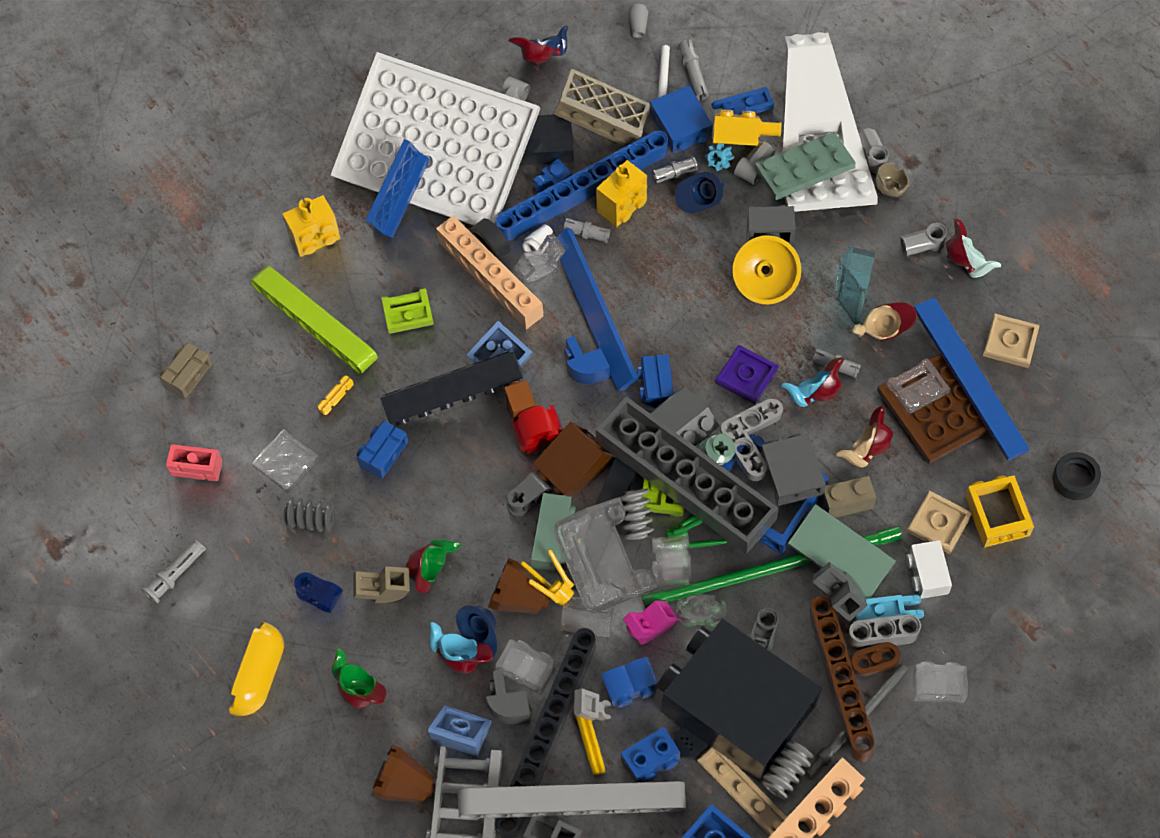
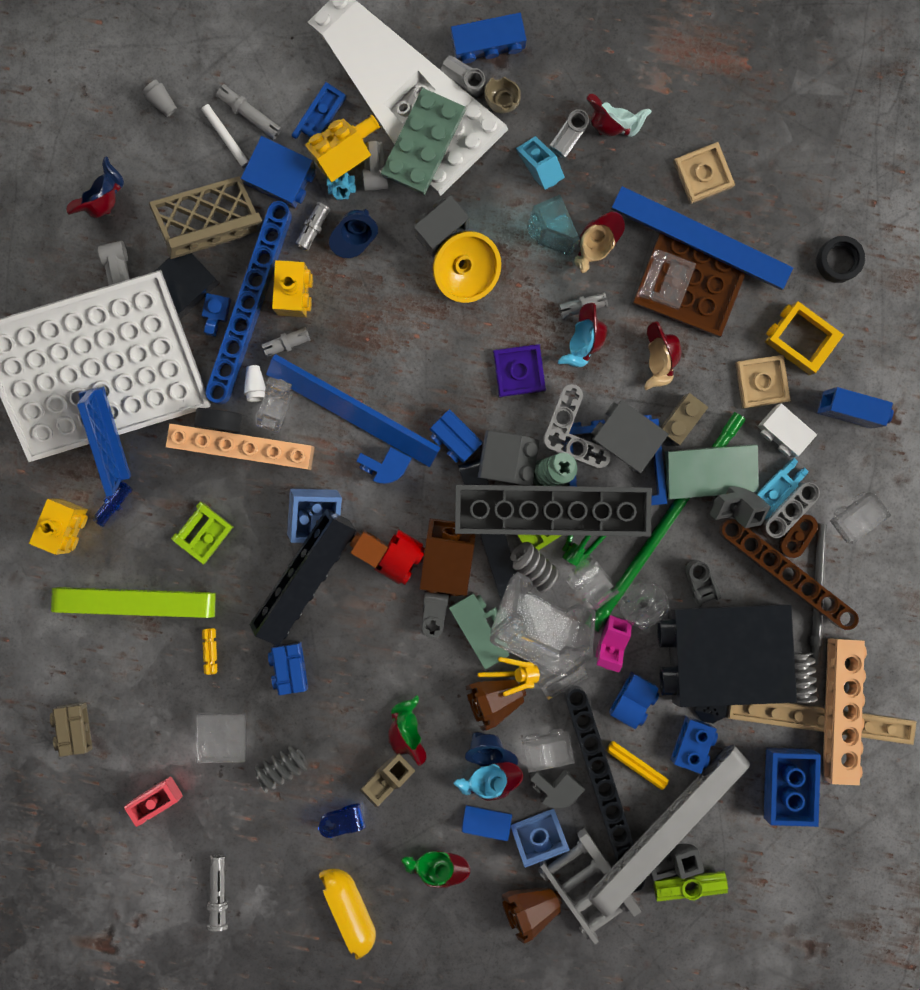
camera: 45 degrees left, 25 degrees up
(361, 244) = (112, 504): none -> clear blue pin
(427, 686) = (486, 823): none -> blue slope
(588, 705) = (622, 747): light grey plate -> none
(884, 244) = (541, 162): none -> medium azure slope
(913, 138) = (488, 38): none -> blue brick
(1000, 588) = (855, 408): none -> blue brick

